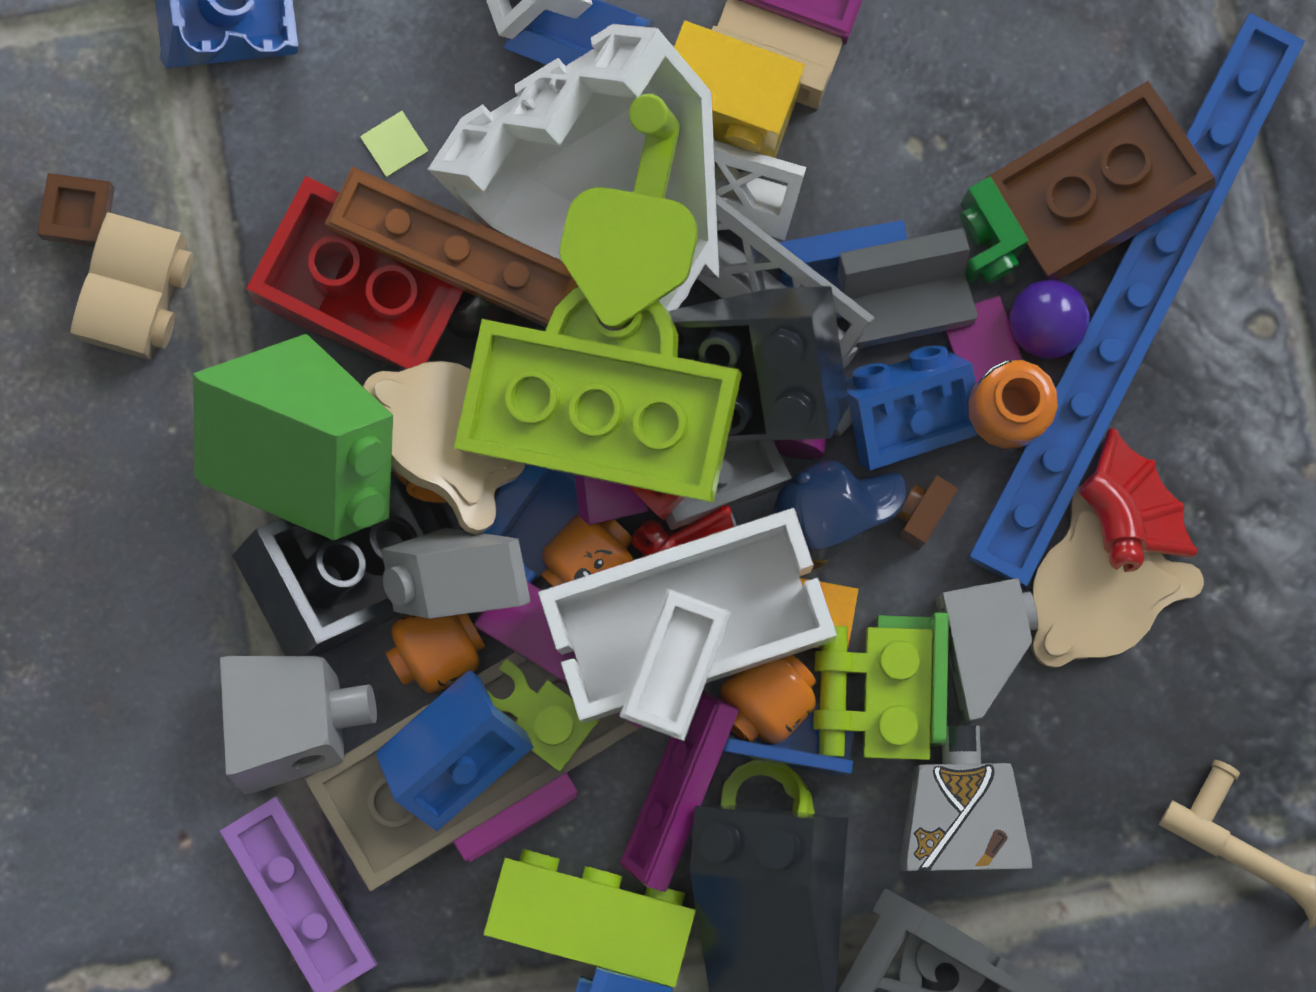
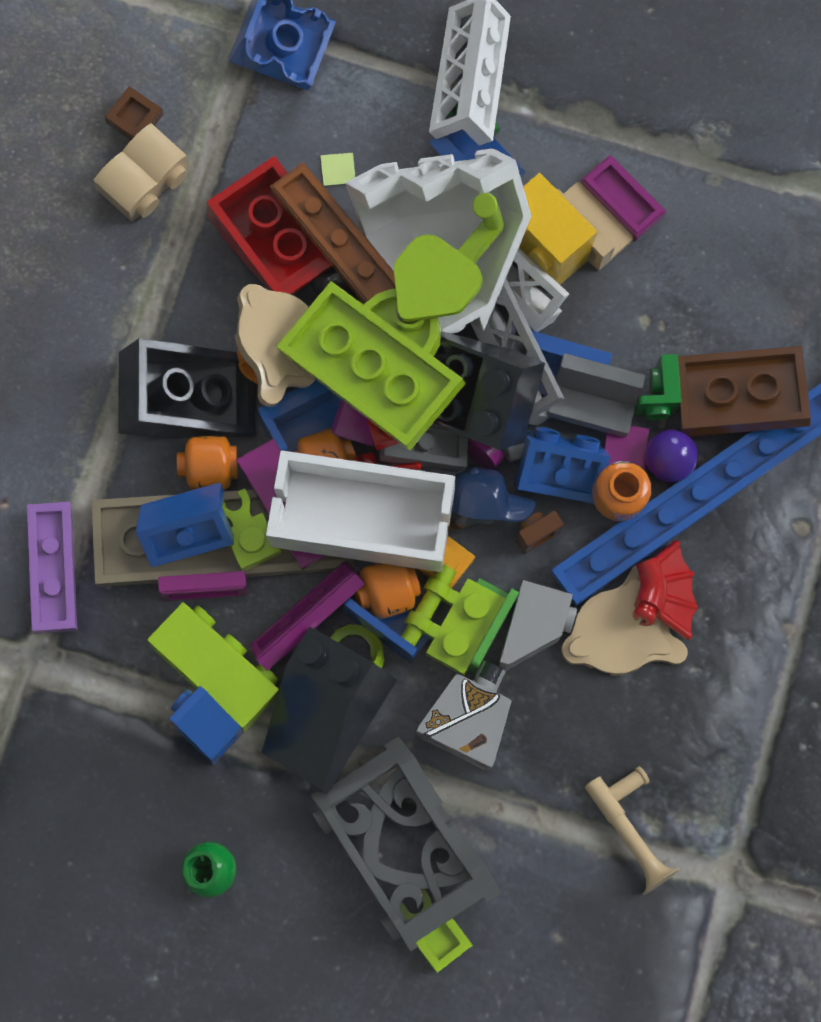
camera: 25 degrees right, 5 degrees down
(286, 718) = (99, 458): light grey torso -> none
(294, 438) = (187, 298): bright green slope -> none
(454, 574) = (239, 421): light grey slope -> none
(675, 664) = (338, 530): white tile -> none

